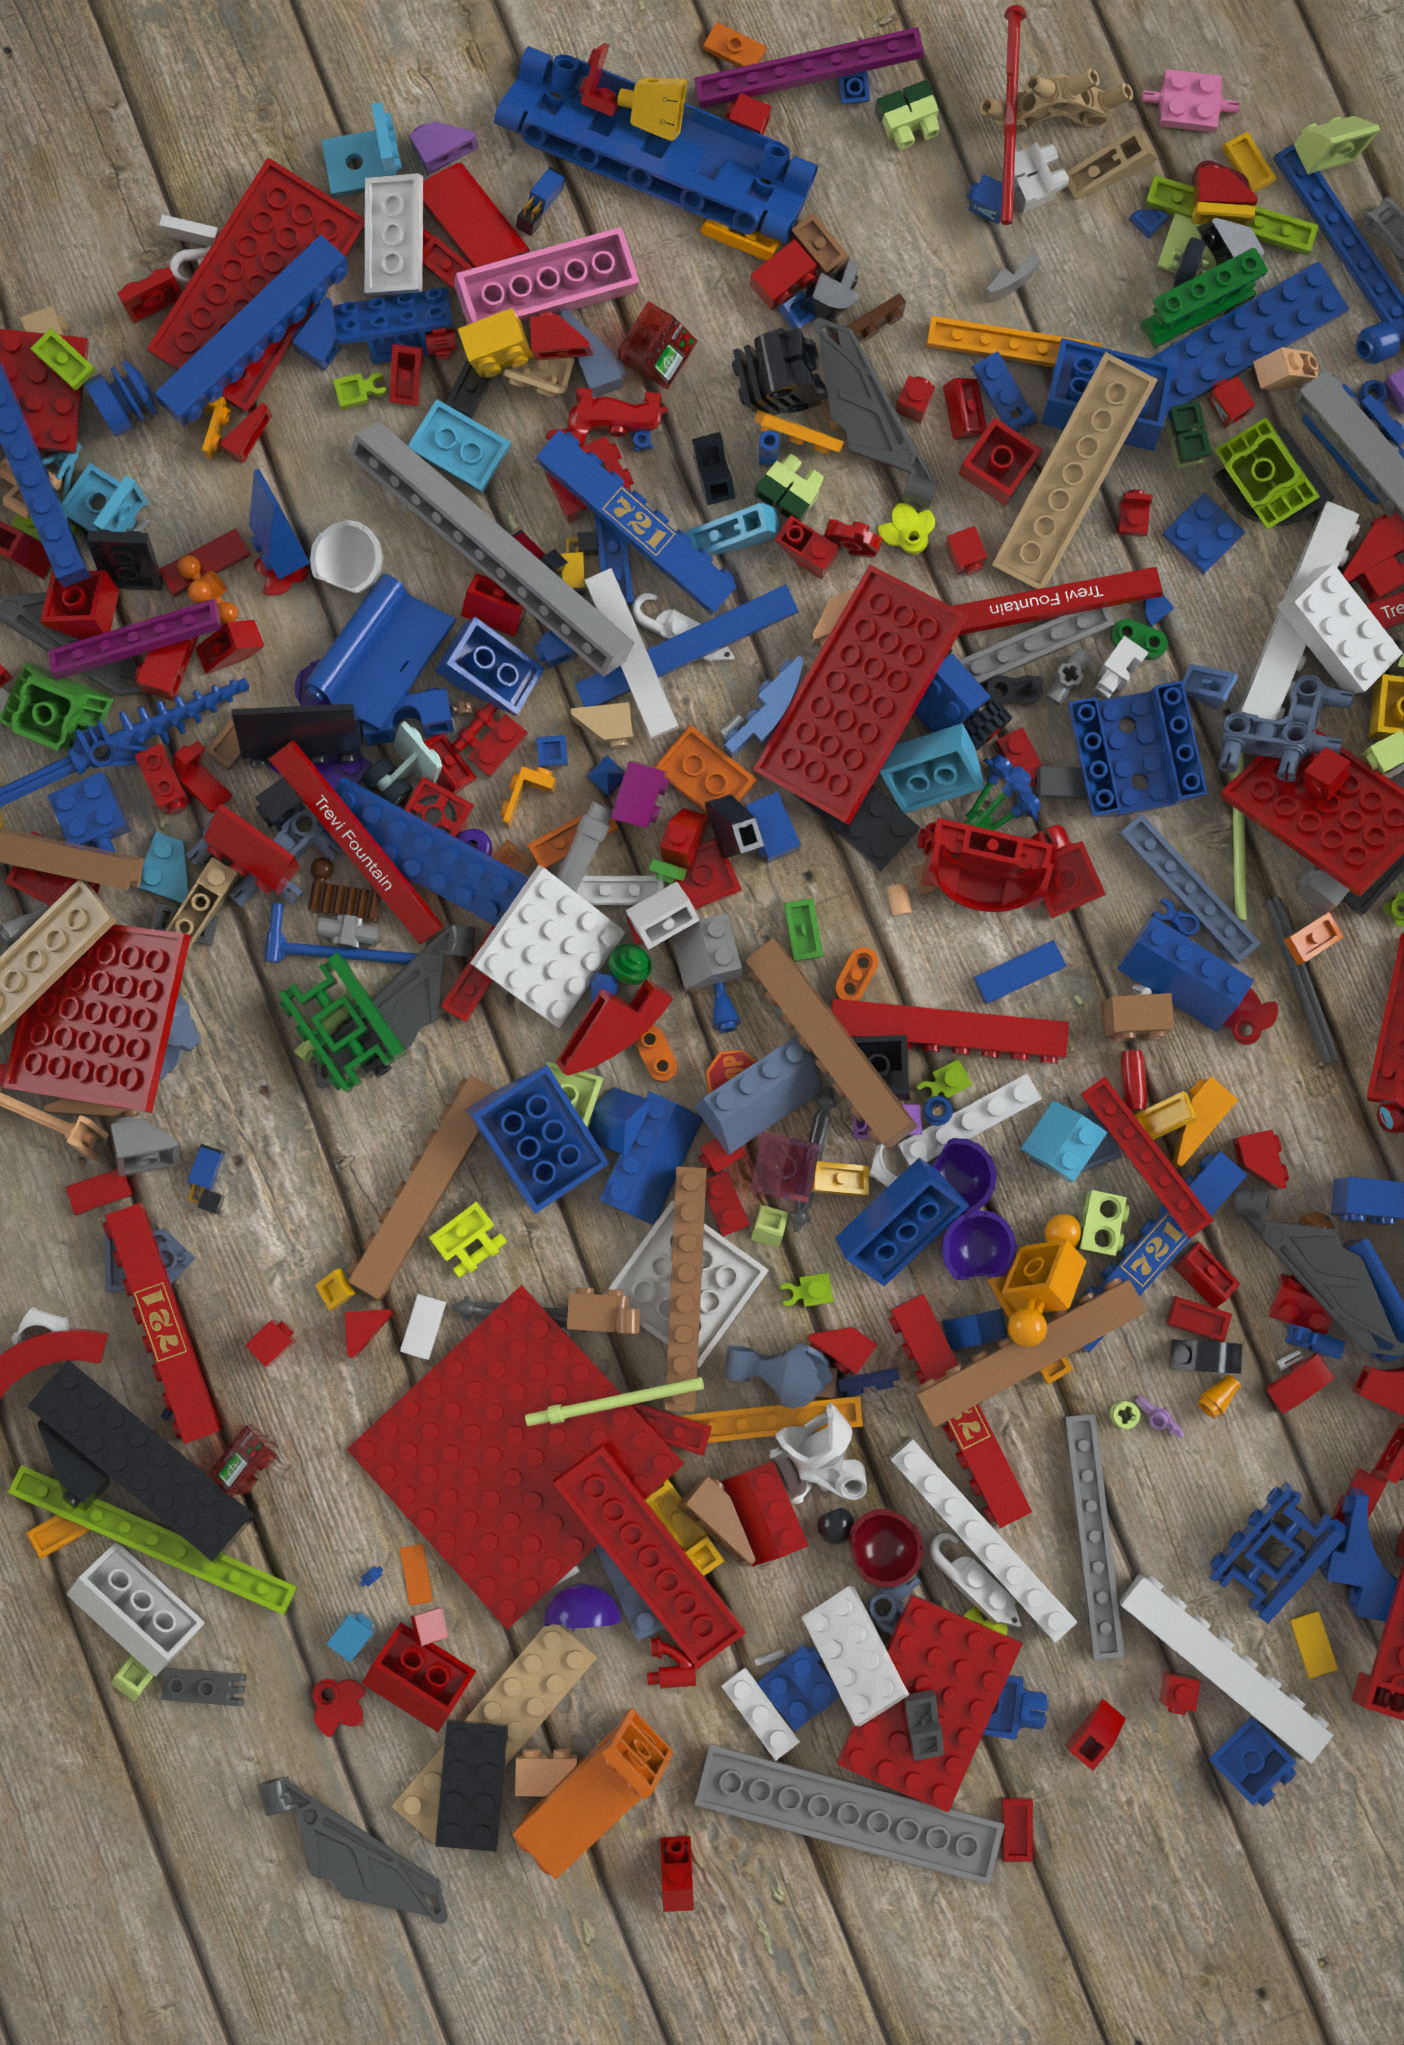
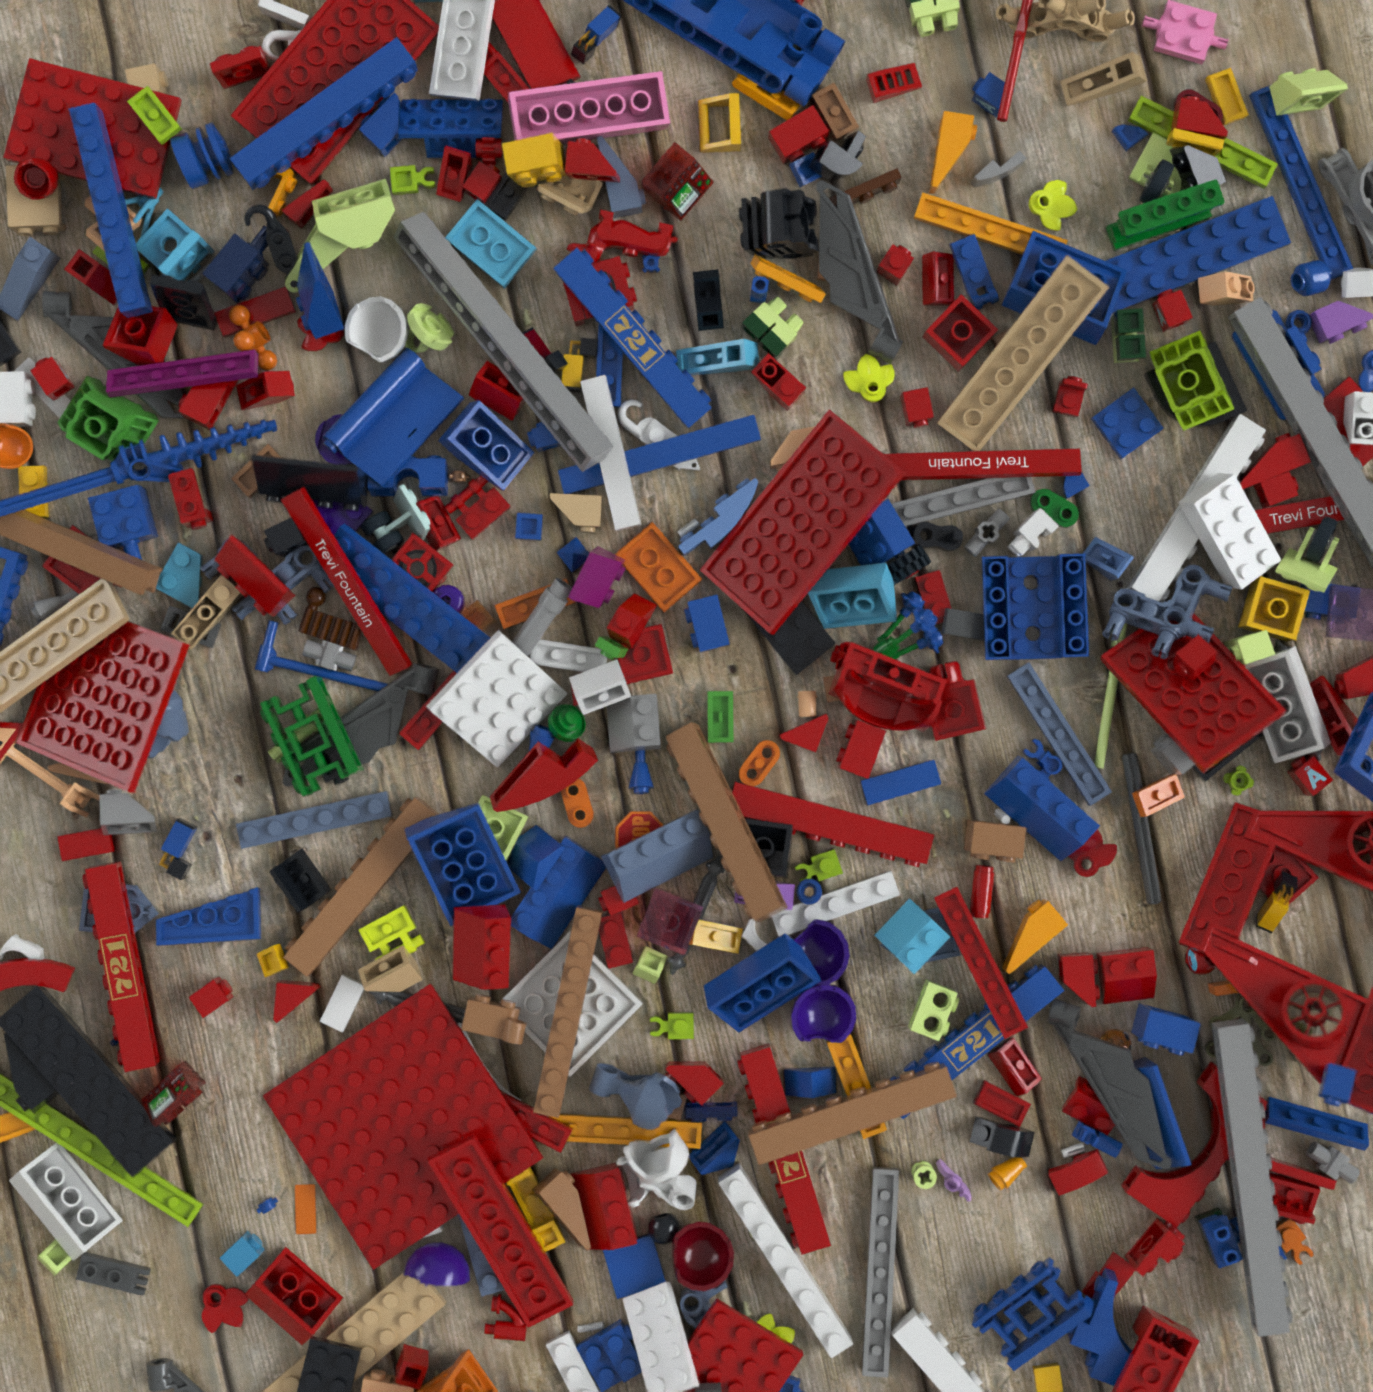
camera: 15 degrees right, 5 degrees up
(181, 511) = (239, 266): none -> dark blue brick
(198, 779) = (221, 503): red bracket -> none
(270, 1254) = (219, 921): none -> blue wing
(290, 443) = (342, 221): none -> yellowish green slope
(353, 1192) = (300, 880): none -> black bracket
(358, 1121) = (314, 819): none -> sand blue plate
(405, 548) = (429, 328): none -> yellowish green tile
(429, 1626) = (309, 1255): tile -> none
(439, 379) = (482, 181): none -> red brick
(474, 1279) = (391, 972): none -> tan slope
(538, 778) = (514, 549): light orange bracket -> none
(558, 1414) = (443, 1099): yellowish green bar -> none
(570, 1735) = (412, 1366): none -> red brick
(574, 1231) = (481, 946): none -> red slope
(704, 251) = (734, 142): none -> yellow tile
(733, 826) = (674, 619): black slope -> none
(808, 1577) = (635, 1267): none -> blue tile
(854, 537) = (821, 381): red plate -> none
(865, 219) = (873, 78): none -> red slope
(882, 1426) = (716, 1151): none -> blue slope
(905, 934) = (807, 734): none -> red slope
(955, 254) = (952, 141): none -> light orange slope
(969, 940) = (861, 748): none -> red brick
(976, 1584) = (773, 1295): white plate -> none
(1033, 179) = (1033, 82): white hips -> none
(1044, 1279) = (874, 1053): light orange brick -> none
(1081, 305) = (1056, 204): none -> neon yellow plate
(1167, 1115) = (1004, 928): yellow tile -> none
(1315, 1149) = (1127, 975): none -> red slope

